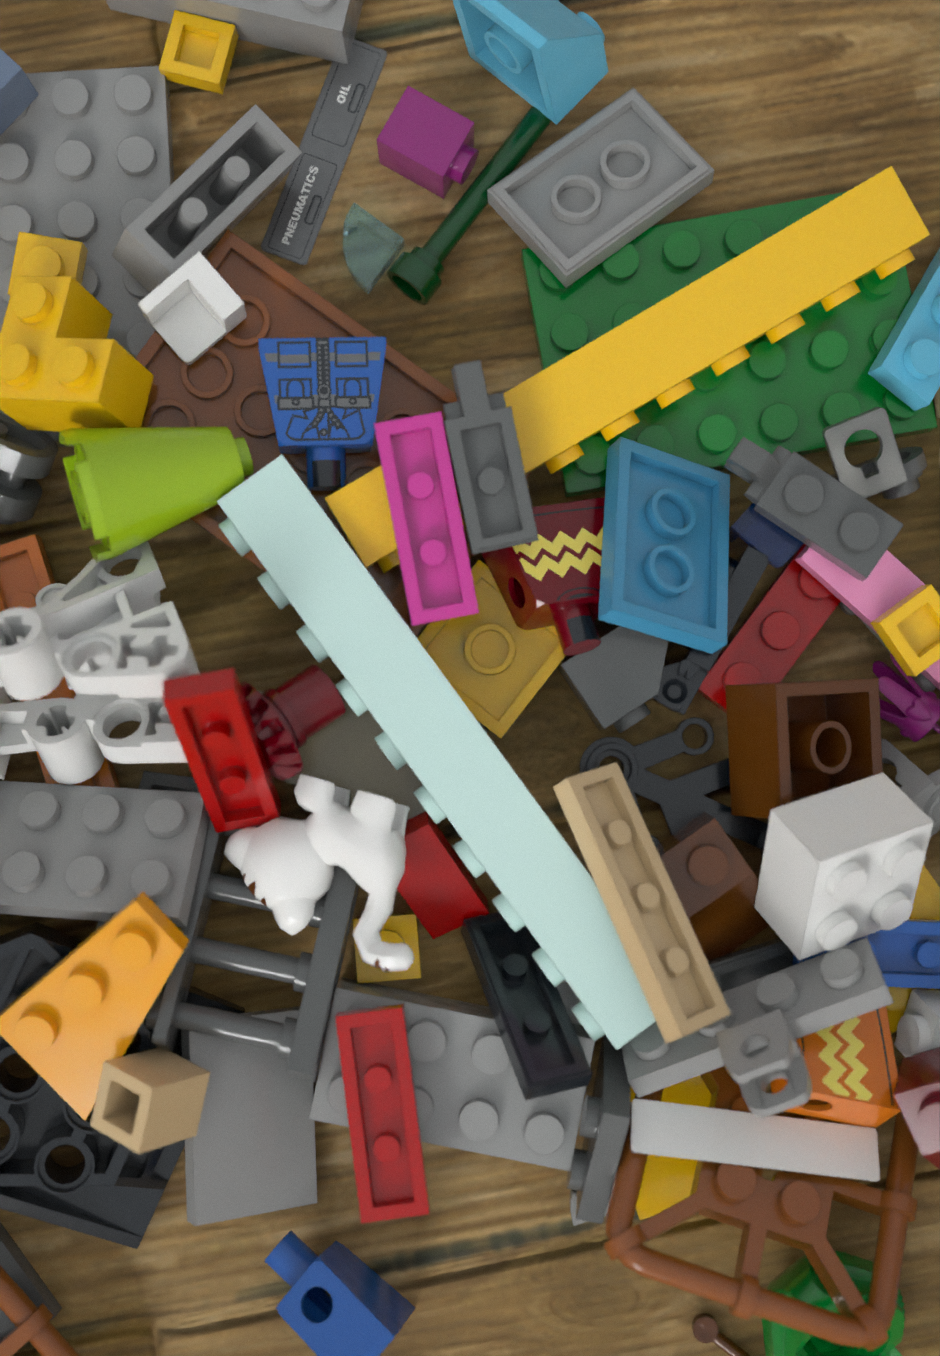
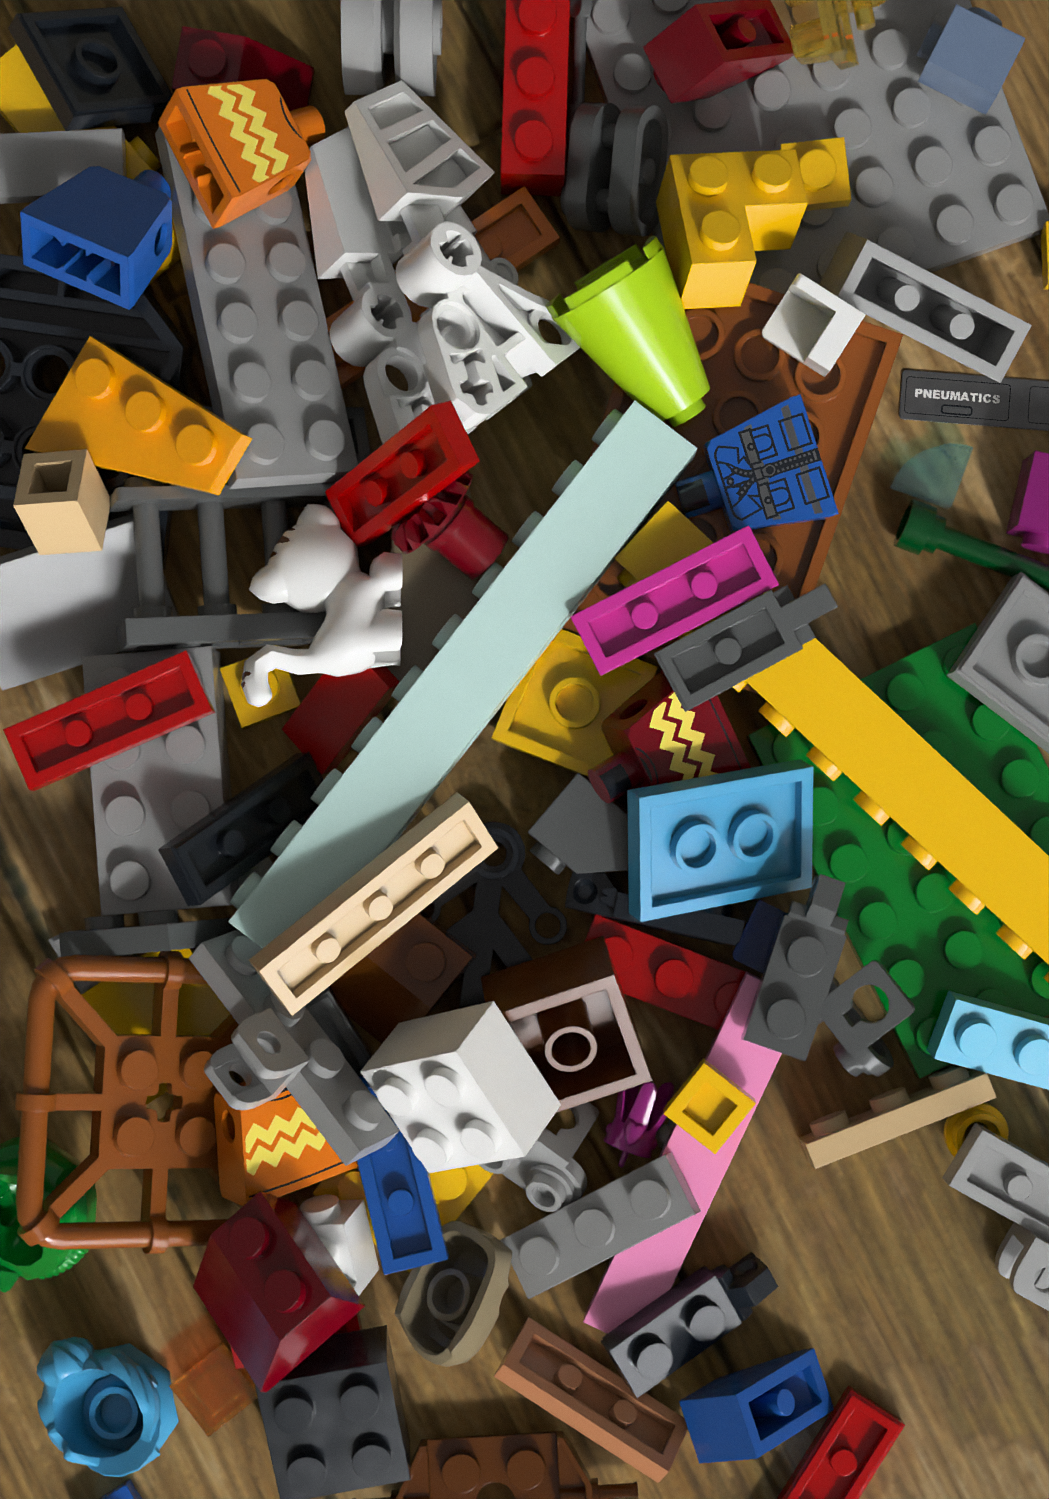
camera: 75 degrees right, 0 degrees up
(754, 1141) = (180, 1080): white sticker -> none

